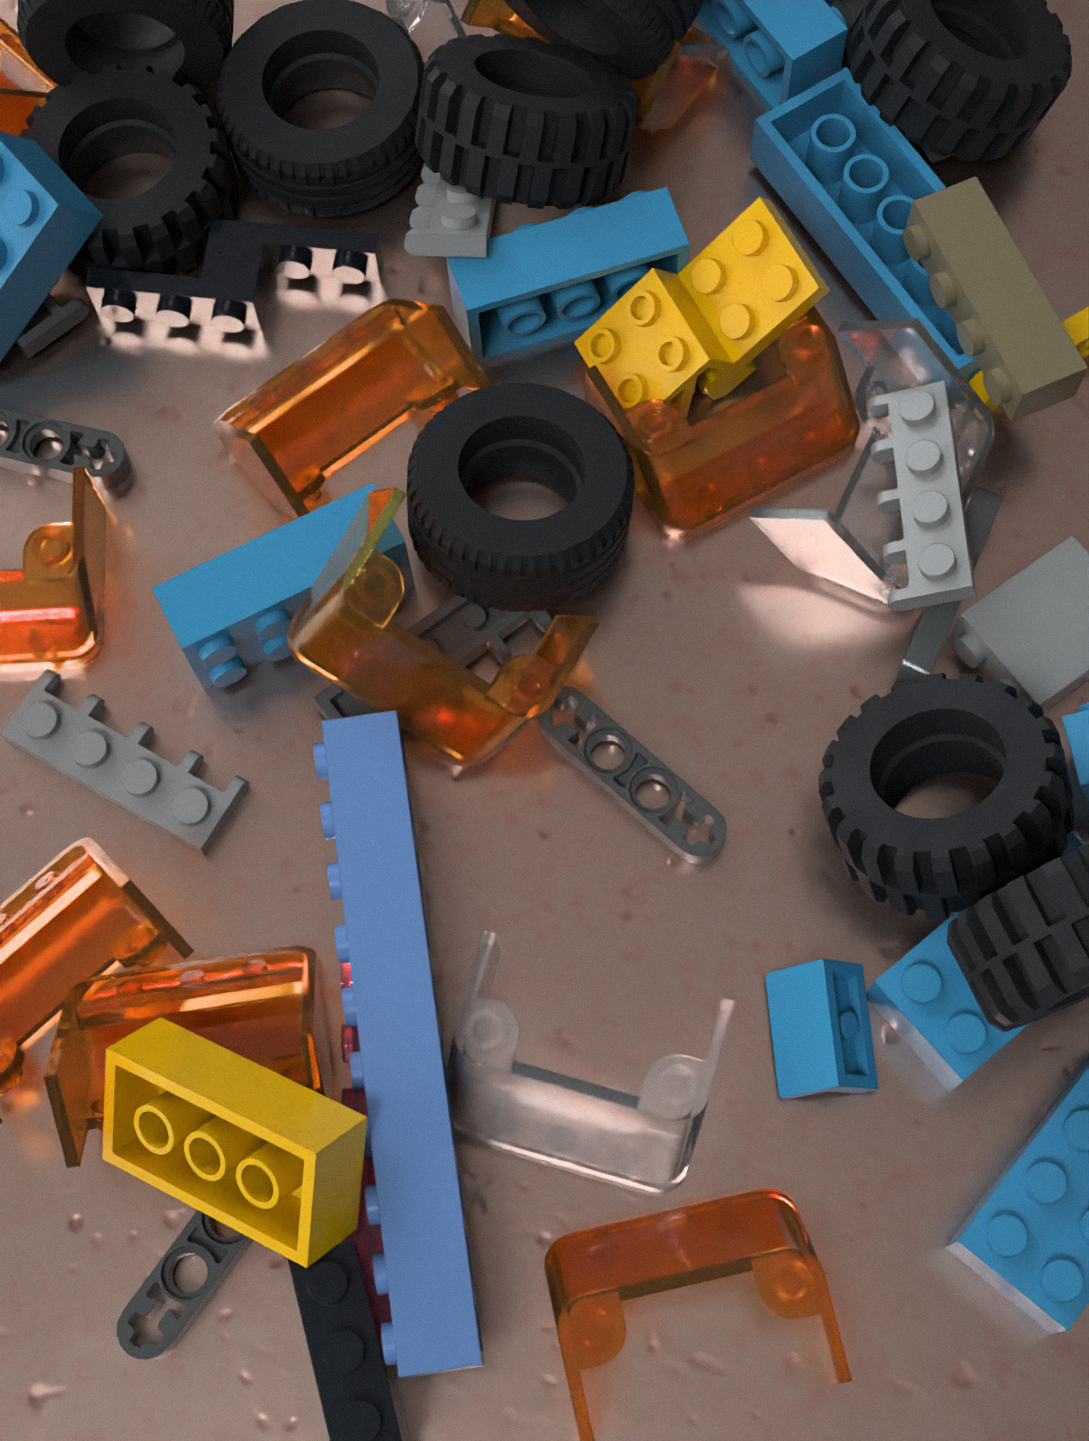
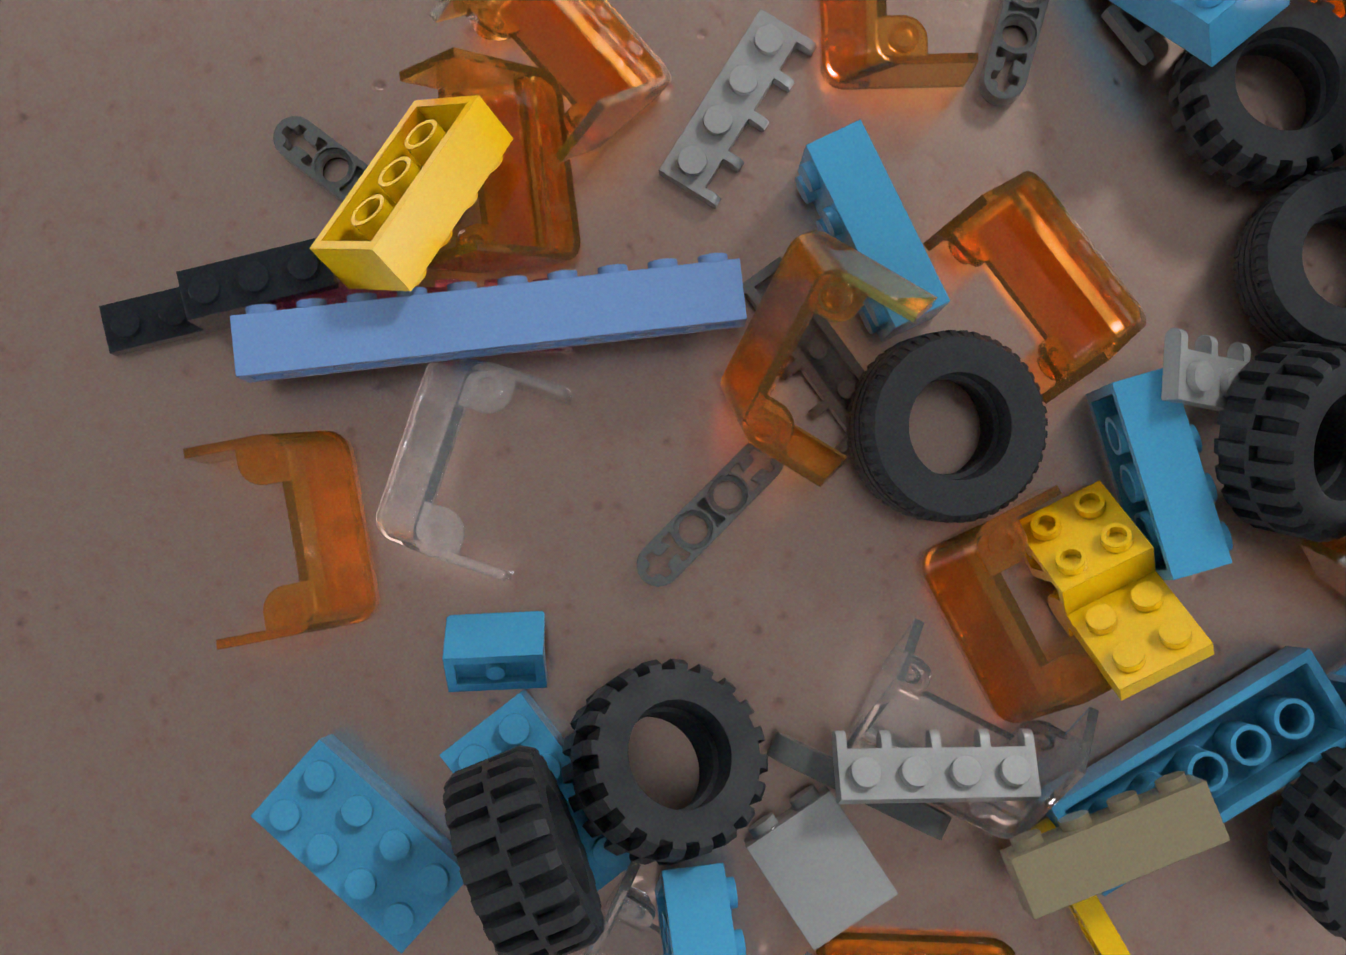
camera: 85 degrees right, 15 degrees up
(236, 275) = (1172, 190): black bracket -> none

